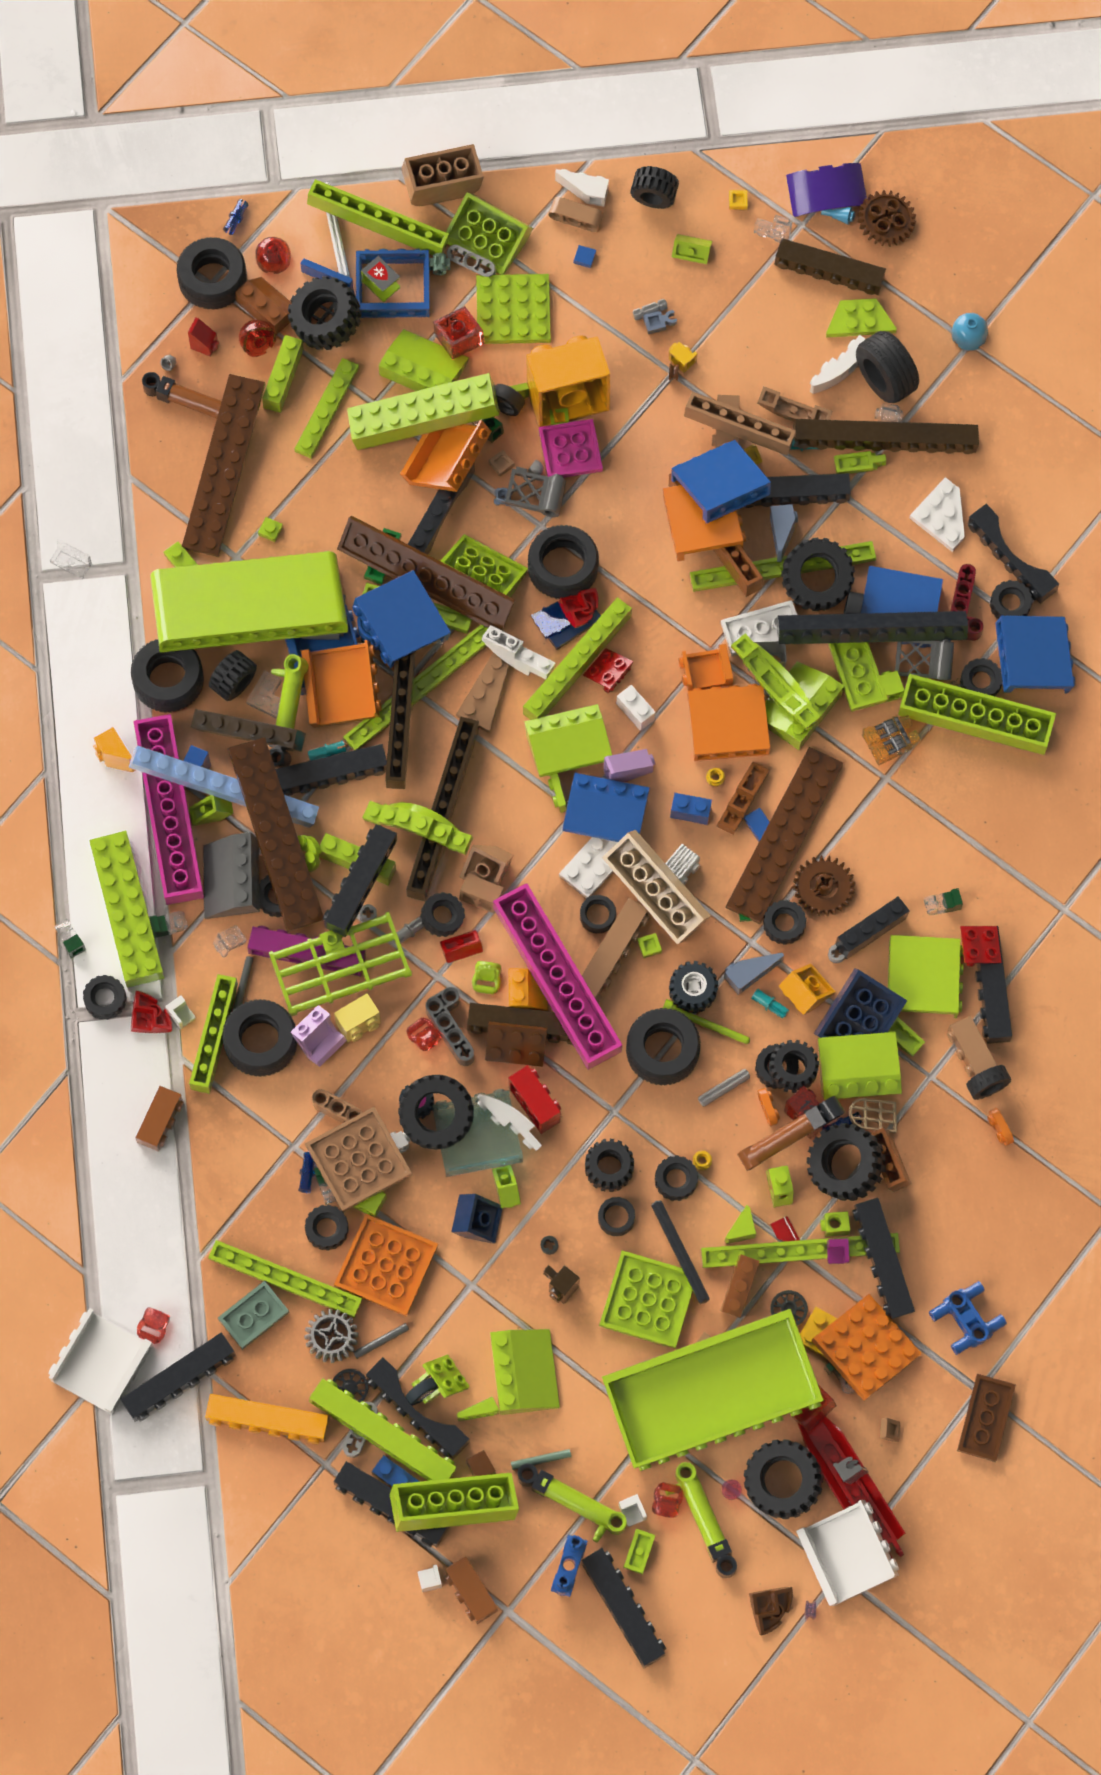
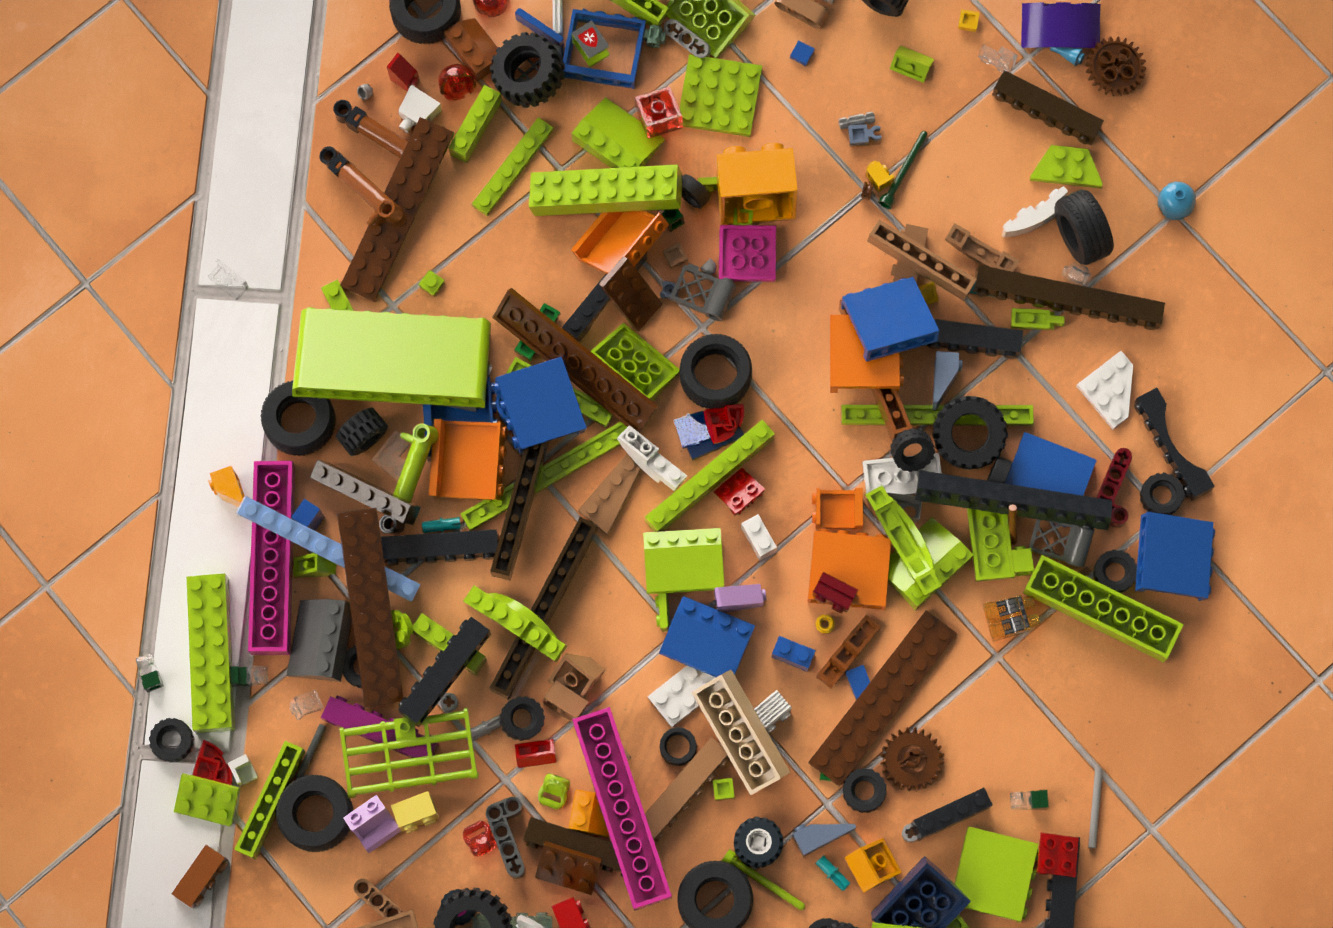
camera: 15 degrees right, 5 degrees up
(151, 1045) = (206, 799): none -> lime plate
(185, 447) = (362, 186): none -> dark orange piece
(220, 366) = (417, 105): none -> white torso
(467, 502) = (630, 293): none -> reddish brown plate
(694, 377) = (887, 200): none -> dark green piece
(719, 742) = (834, 592): none -> dark red brick
(757, 589) = (915, 462): none -> black tyre
(876, 649) = (1013, 524): none -> dark orange bar
(1007, 899) = (1095, 808): none -> light grey bar

